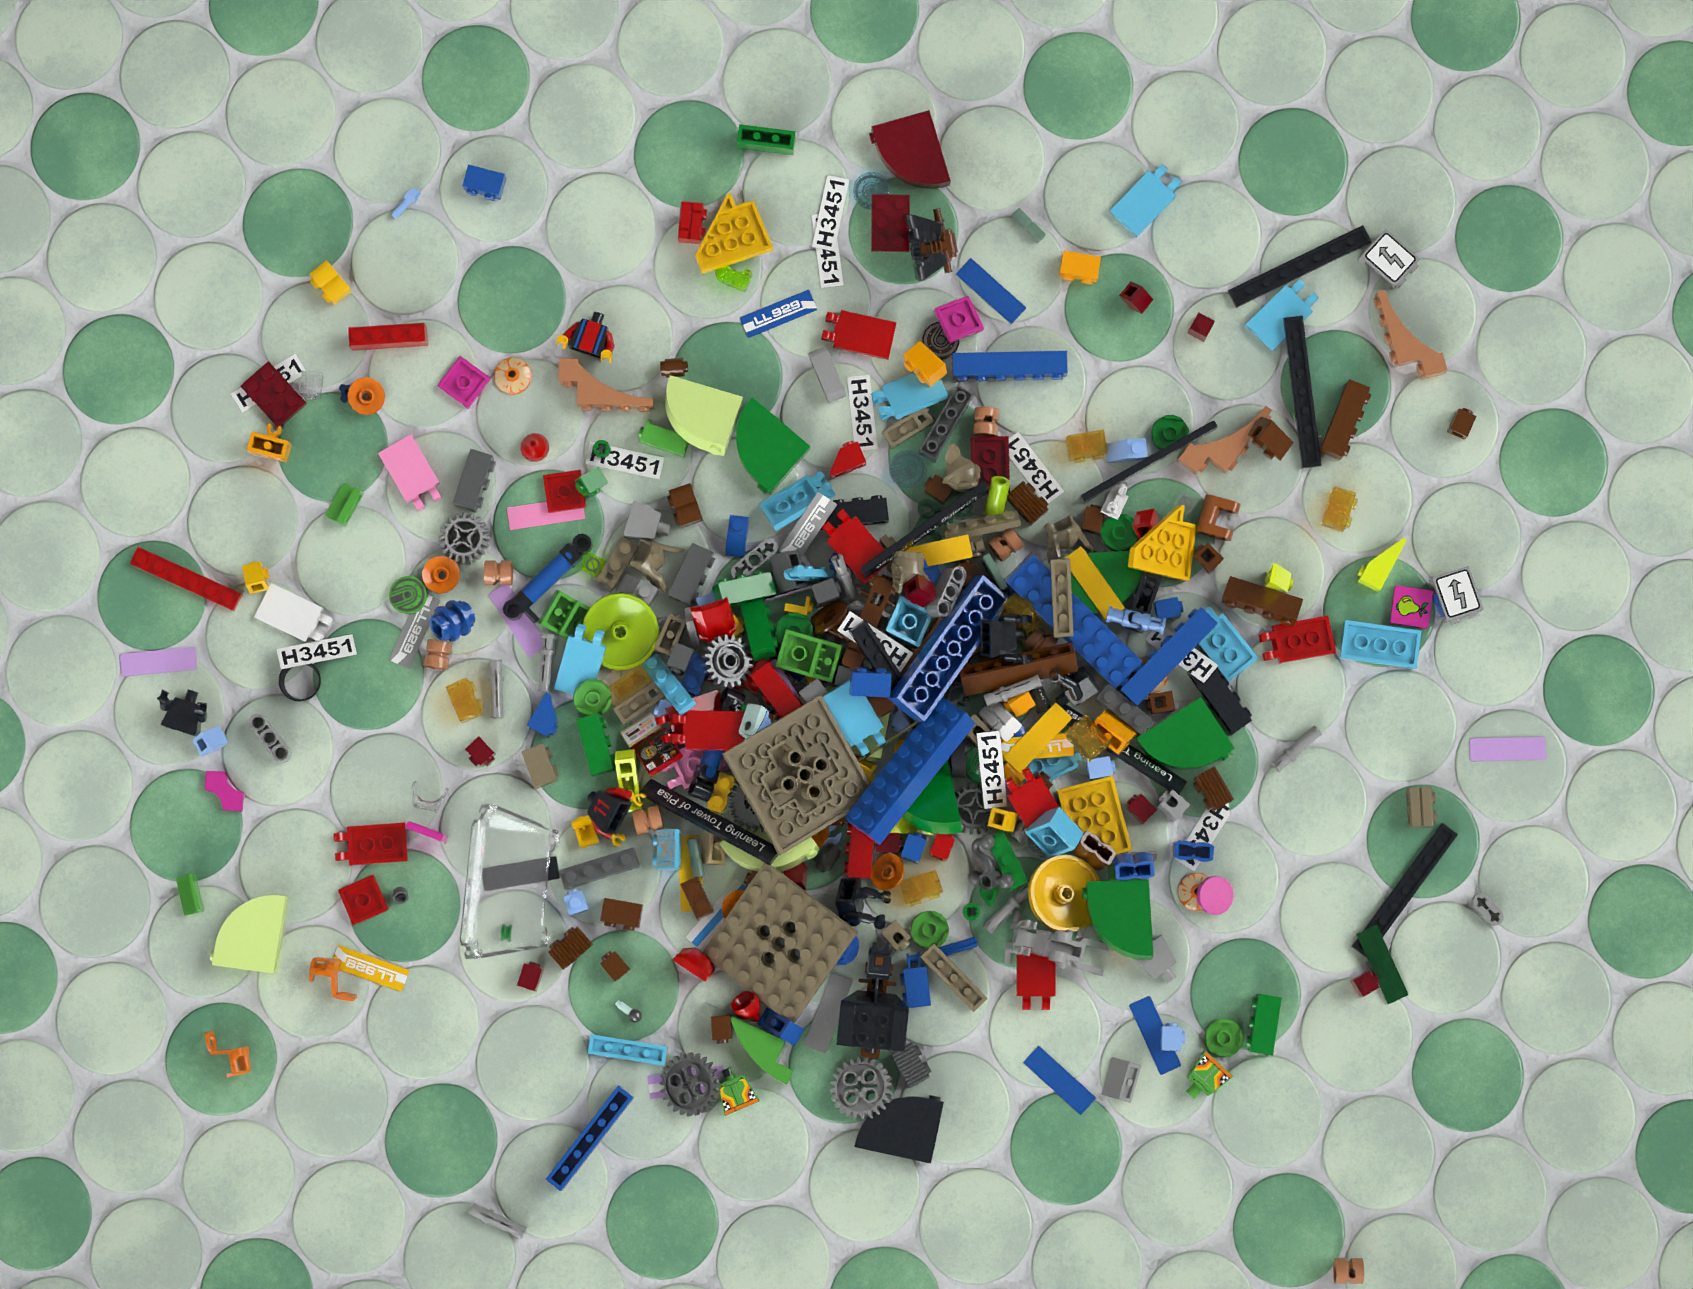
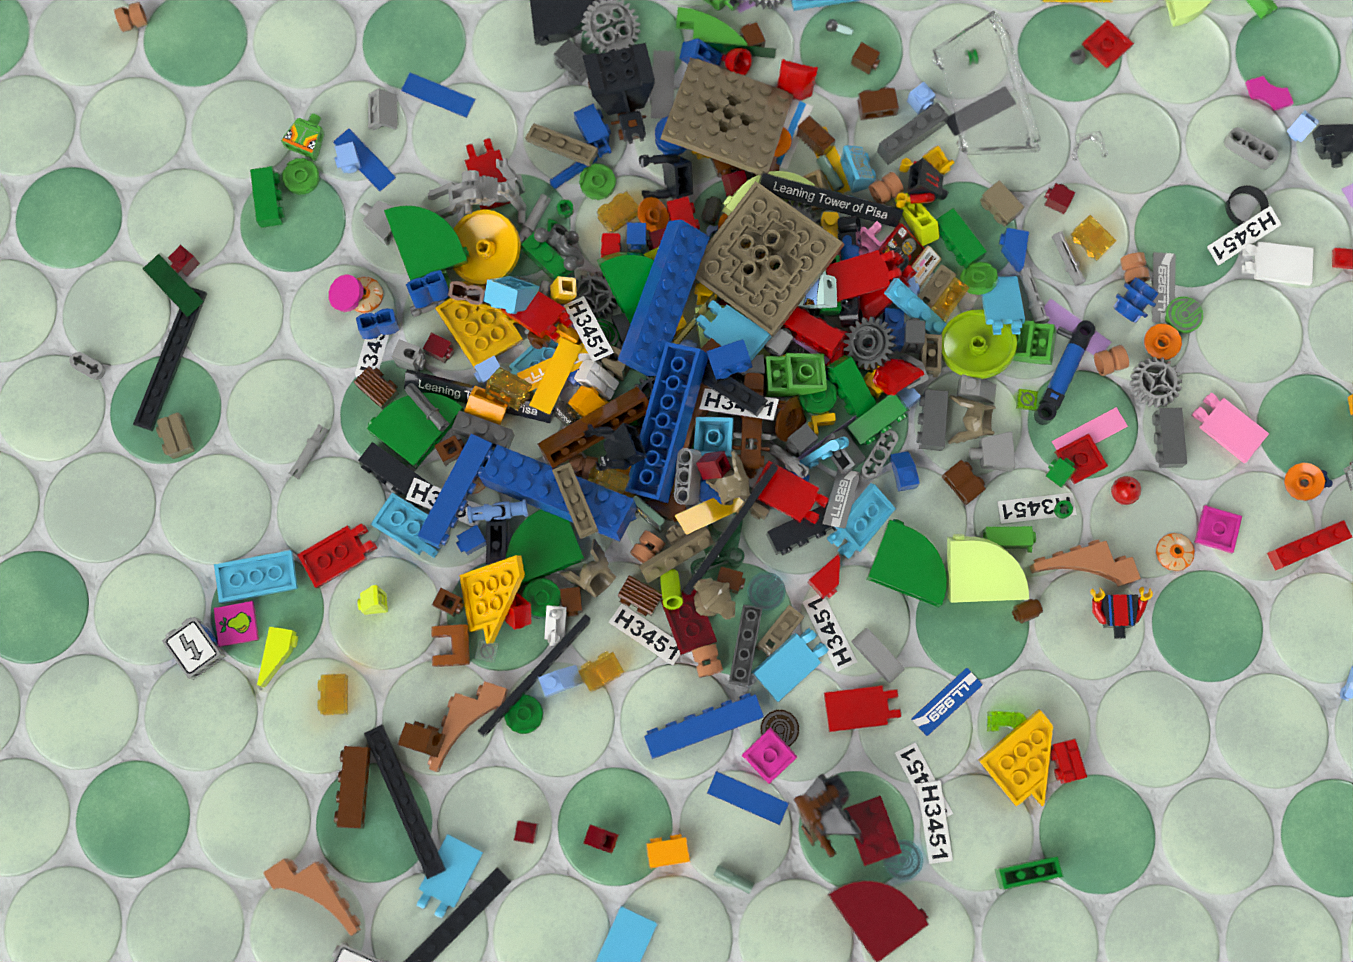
camera: 160 degrees right, 5 degrees down
(256, 577) = (1329, 281): yellow brick -> none
(344, 504) = (1277, 377): bright green panel -> none
(373, 844) = (1119, 91): red tile -> none
(426, 832) = (1078, 110): dark pink tile -> none
(484, 182) = (1285, 730): blue brick -> none
(530, 976) = (936, 25): dark red brick -> none
(570, 947) = (910, 61): reddish brown brick -> none
(617, 563) = (1005, 408): dark tan plate -> none
(894, 932) = (625, 159): dark tan brick -> none
(924, 364) = (786, 696): light orange brick -> none
(1012, 690) = (599, 399): light grey pin -> none
(1075, 686) = (533, 431): black torso -> none
(1093, 582) = (551, 538): yellow sticker -> none
(1171, 747) = (424, 404): none -> dark grey axle
(1262, 601) = (385, 576): reddish brown brick -> none
(1462, 423) = (234, 824): reddish brown brick -> none
(1507, 748) = (106, 521): lavender sticker -> none

